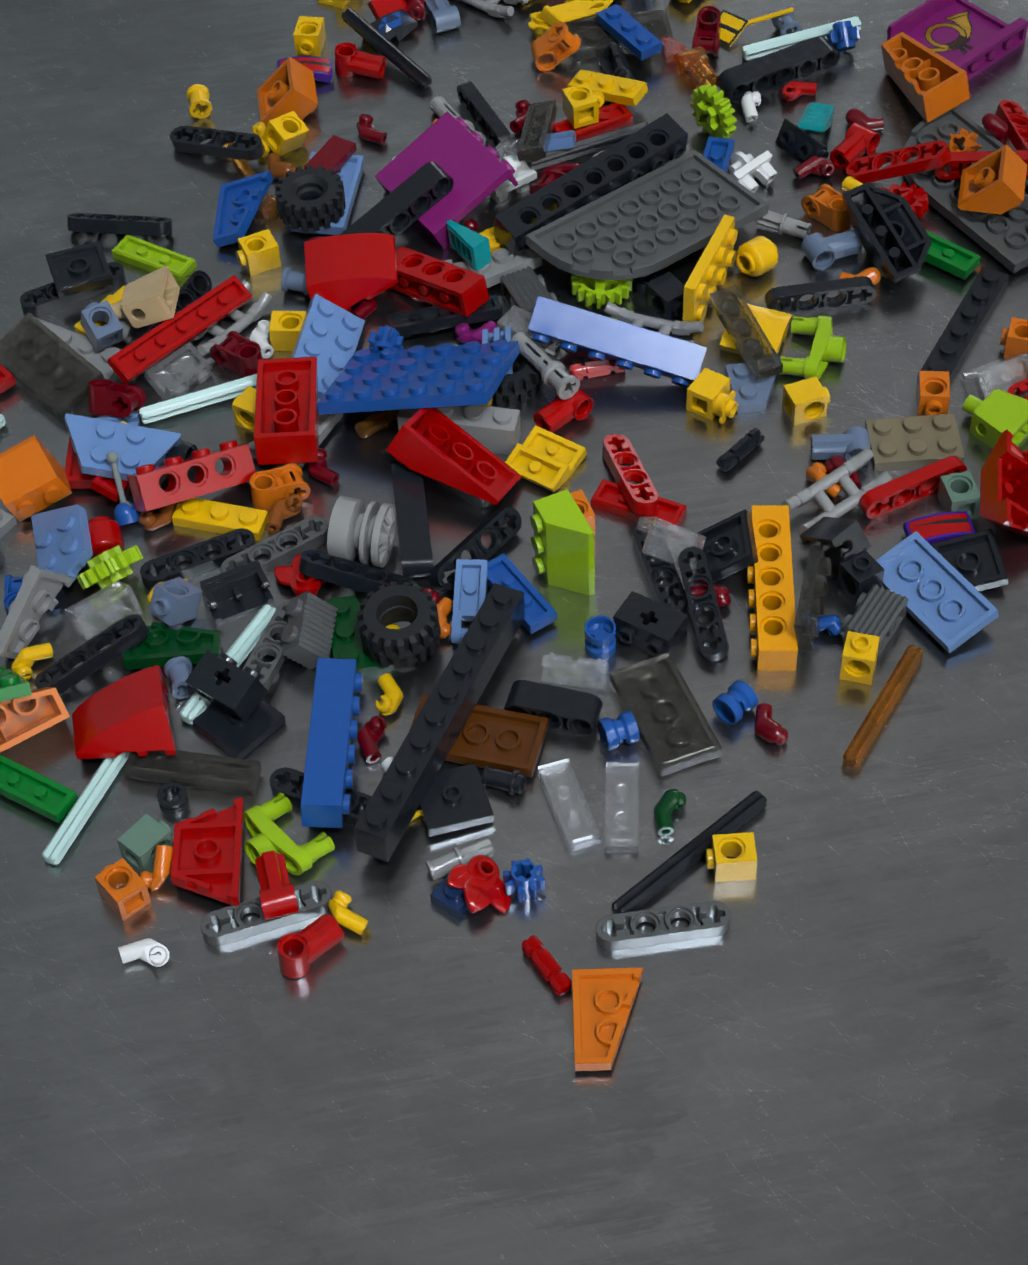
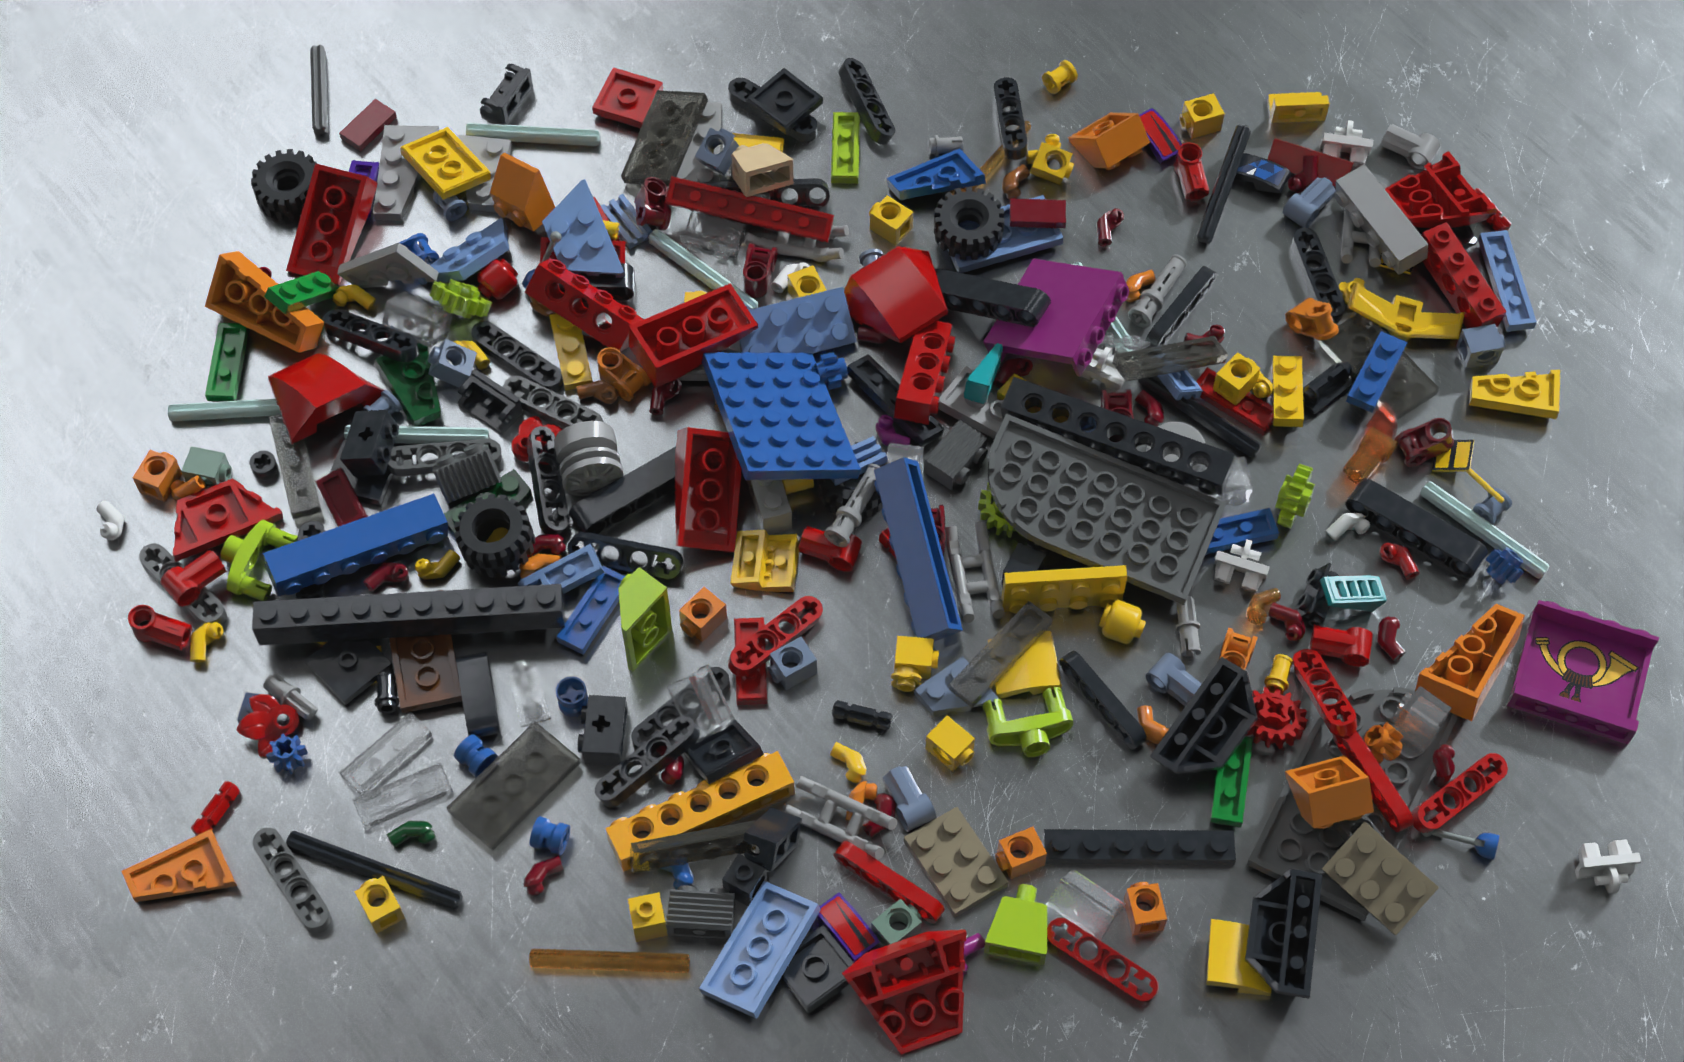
camera: 60 degrees right, 10 degrees up
(205, 198) = (944, 145): none -> light grey pin
(264, 743) = (340, 497): none -> dark red tile
(482, 31) = (1322, 274): none -> black beam
(664, 471) = (797, 652): none -> sand blue brick
(779, 471) = (853, 760): none -> yellow arm
(787, 177) = (1255, 611): none -> clear orange arm
(961, 108) = (1420, 719): none -> clear brick

